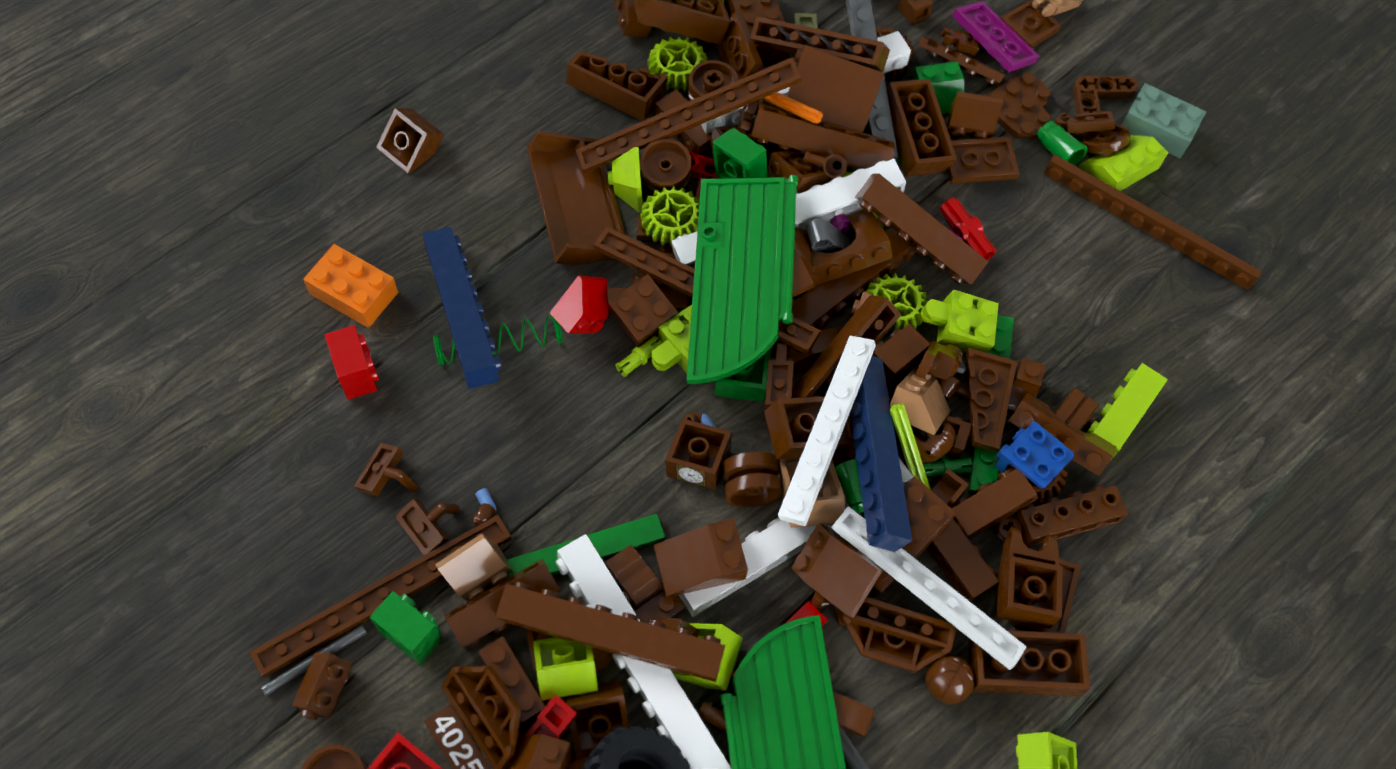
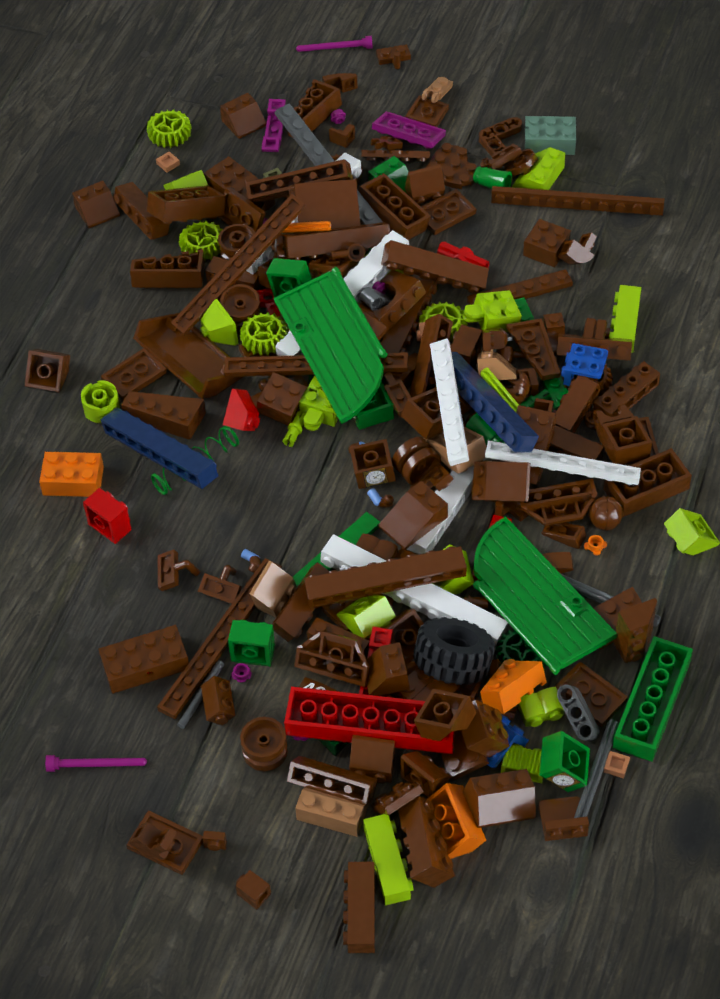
camera: 20 degrees left, 10 degrees down
(88, 660) = (54, 763): none -> magenta piece
(275, 576) = (143, 658): none -> reddish brown brick
(372, 653) = (241, 668): none -> magenta plate
(438, 208) = (99, 400): none -> lime brick
(500, 193) = (134, 373): none -> reddish brown plate
(504, 261) = (166, 412): none -> reddish brown wedge
(681, 506) = (386, 501): none -> arm
(759, 515) = (437, 477): none -> reddish brown plate
(886, 679) = (566, 533): none -> reddish brown slope
(917, 707) = (595, 540): none -> orange plate
(1028, 308) = (534, 286): none -> reddish brown plate
(1081, 259) = (545, 242): none -> reddish brown brick
(1113, 292) = (578, 252): none -> brick

